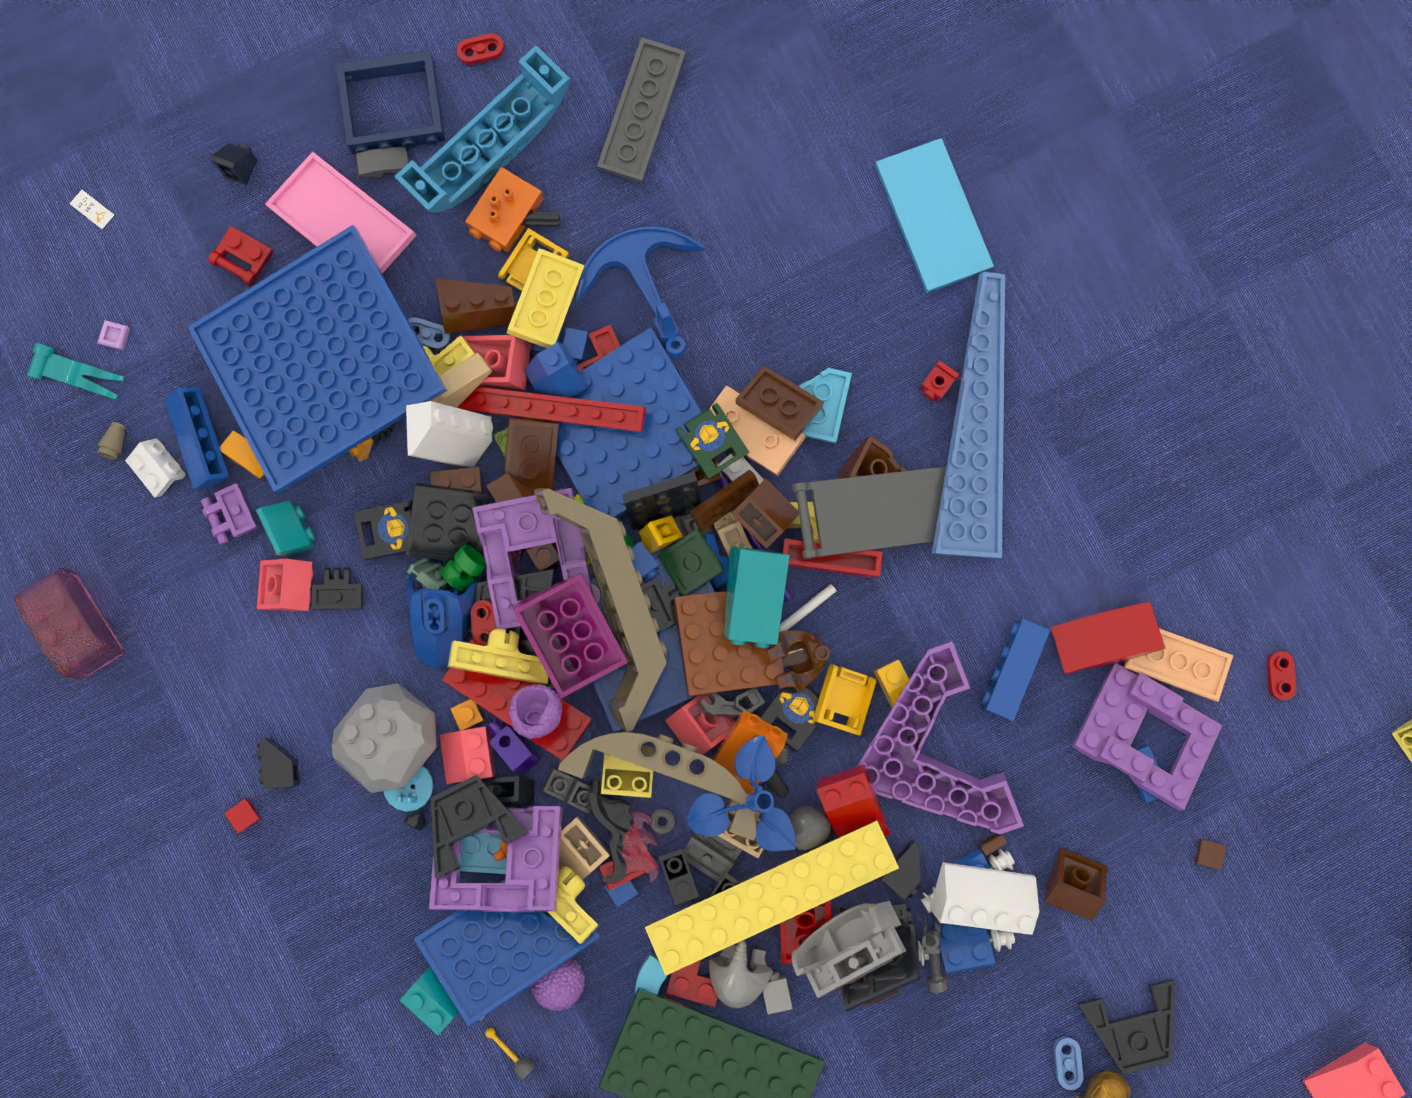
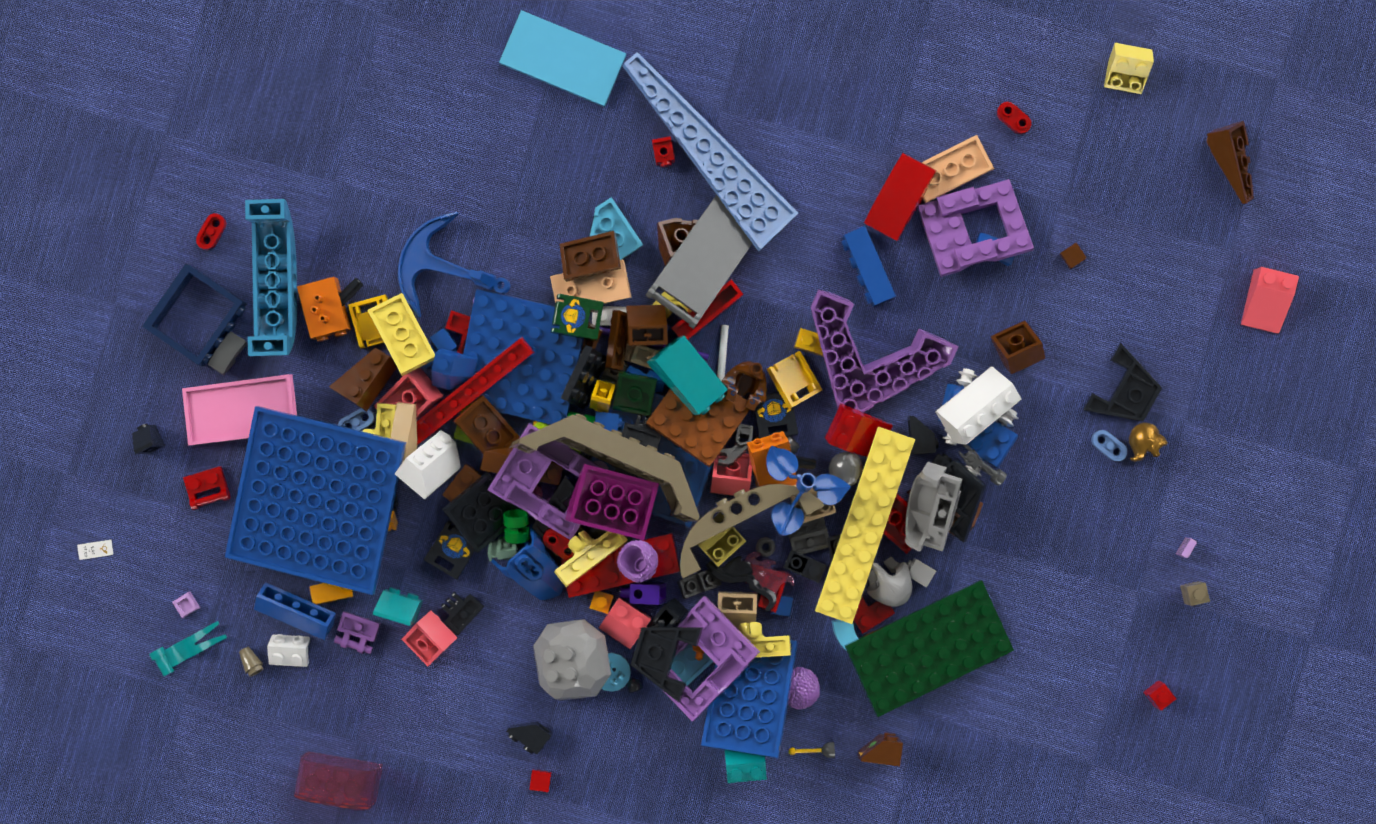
camera: 35 degrees left, 5 degrees up
(641, 110) = (338, 170): dark grey plate -> none
(991, 844) = (951, 373): reddish brown tile -> none

